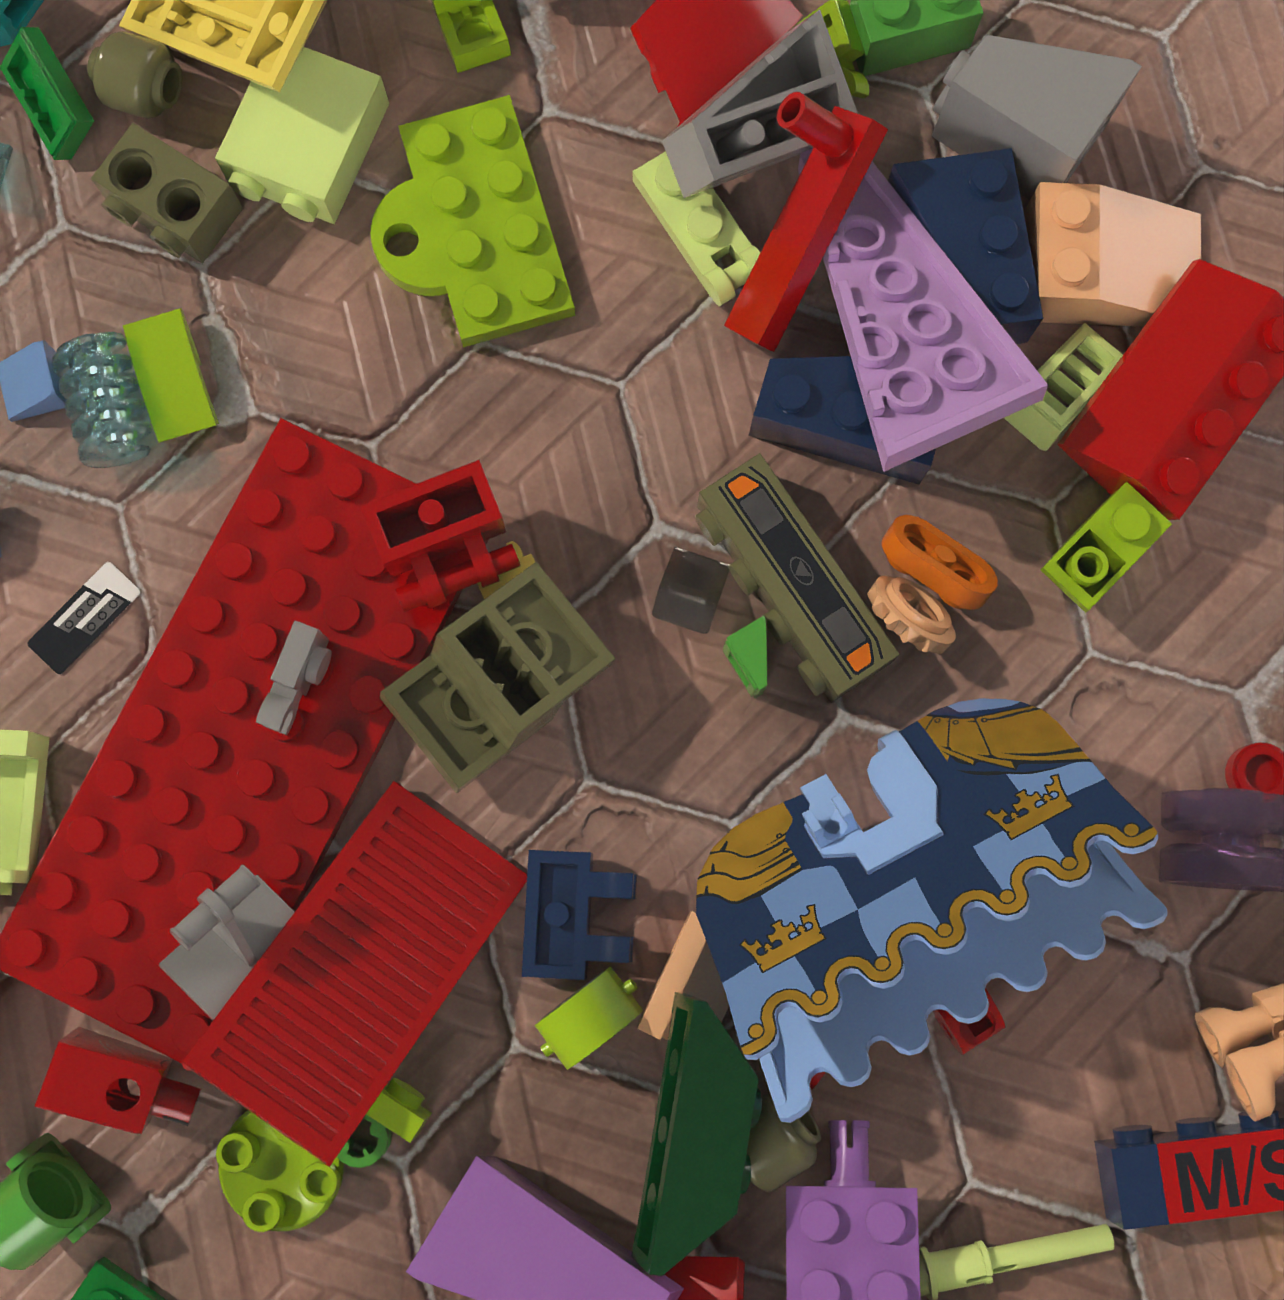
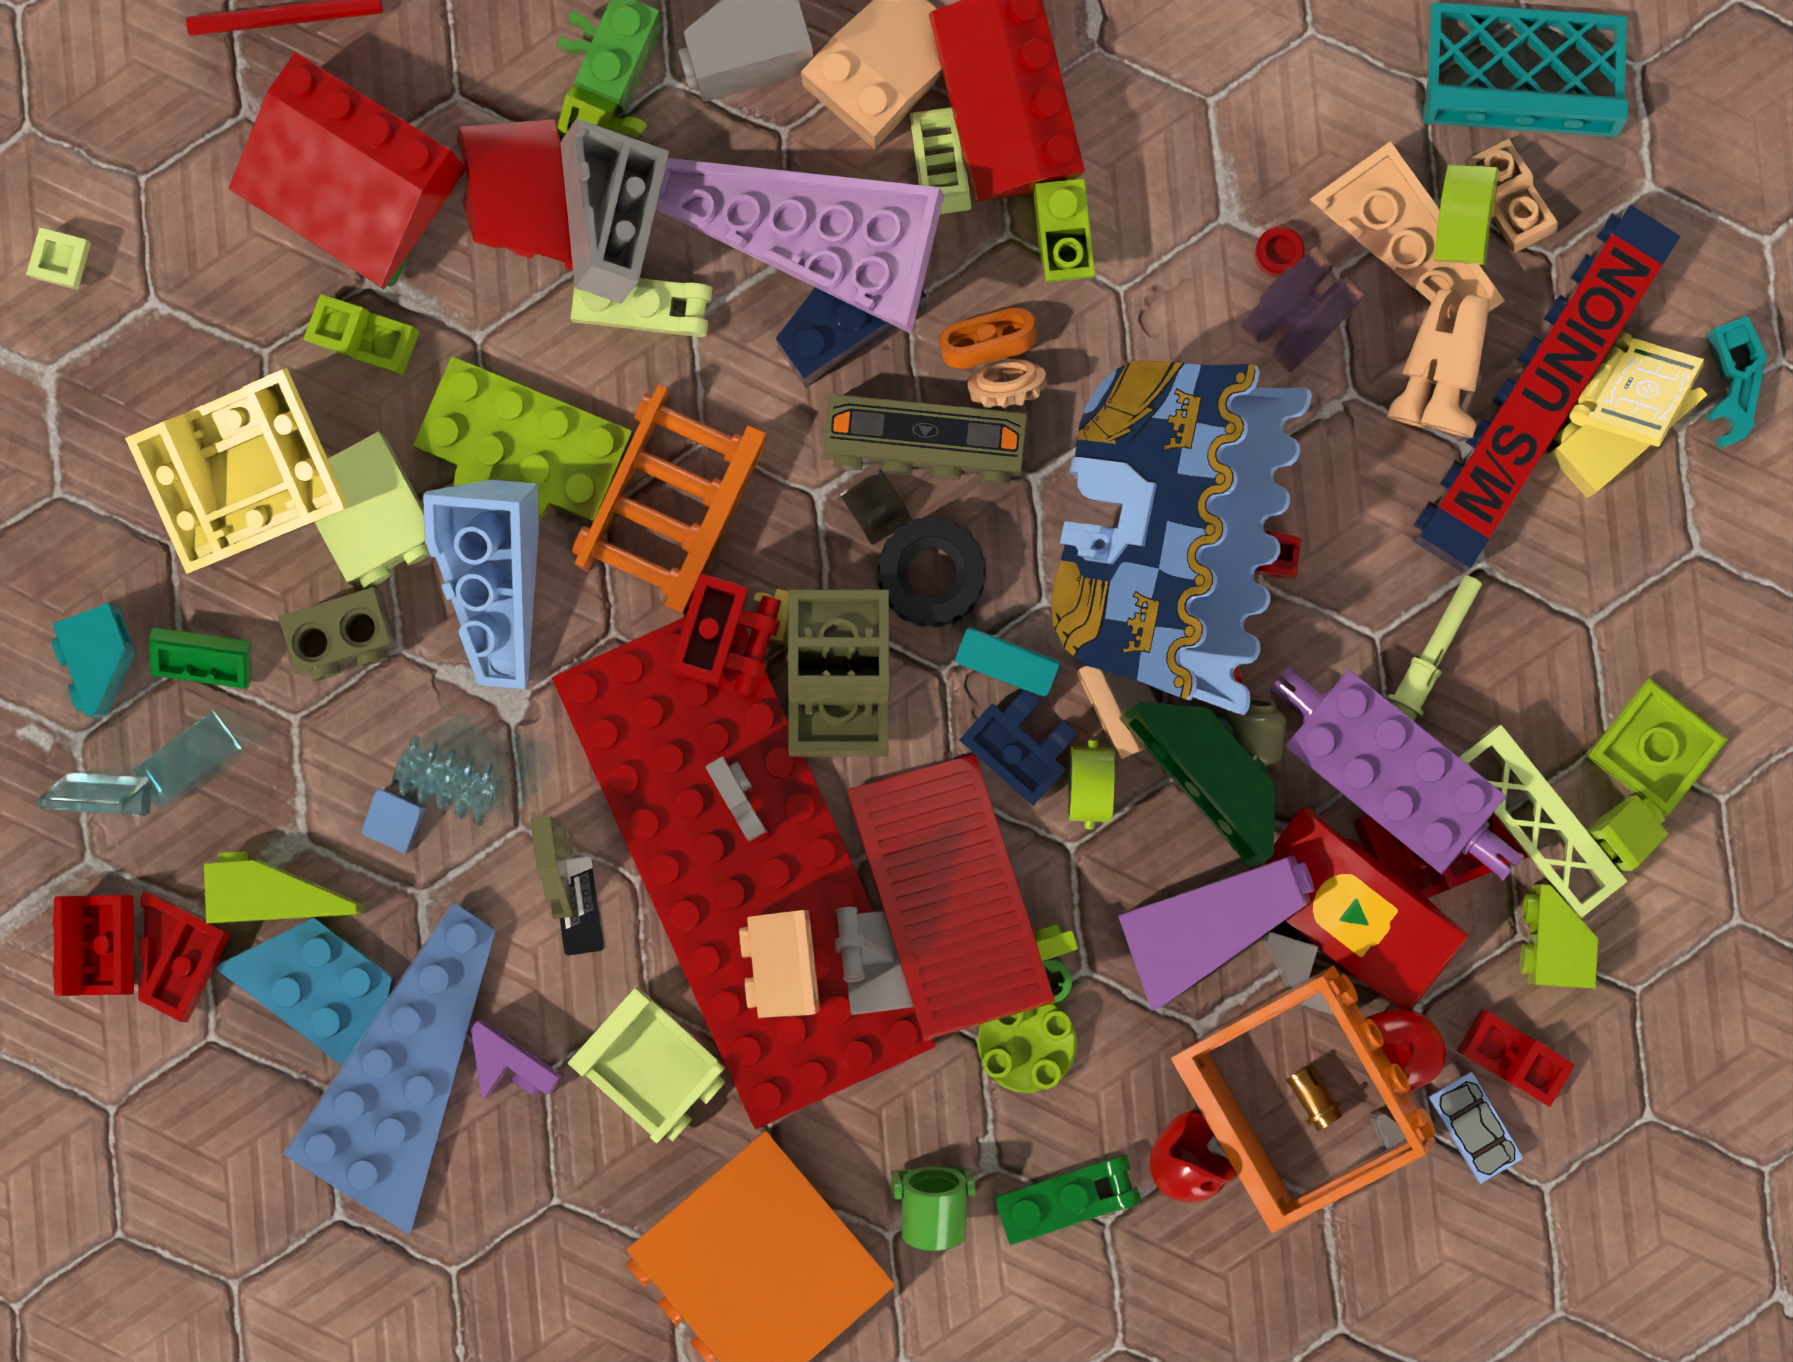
camera: 45 degrees left, 5 degrees up
(87, 1084) = (880, 1110): red torso -> none
(93, 552) = (552, 848): none -> olive wing
(135, 75) = (238, 590): olive head -> none
(154, 861) = (781, 964): none -> light nougat slope
(169, 375) = (463, 726): lime slope -> none
(344, 269) = (488, 561): none -> light blue wedge
(579, 434) = (718, 495): none -> orange fence
(642, 834) = (1007, 662): none -> teal slope
(677, 644) = (954, 541): none -> black tyre
(748, 655) = (950, 505): bright green slope -> none
(825, 188) = (692, 206): red piece -> none
(979, 222) = (795, 133): dark blue wedge -> none

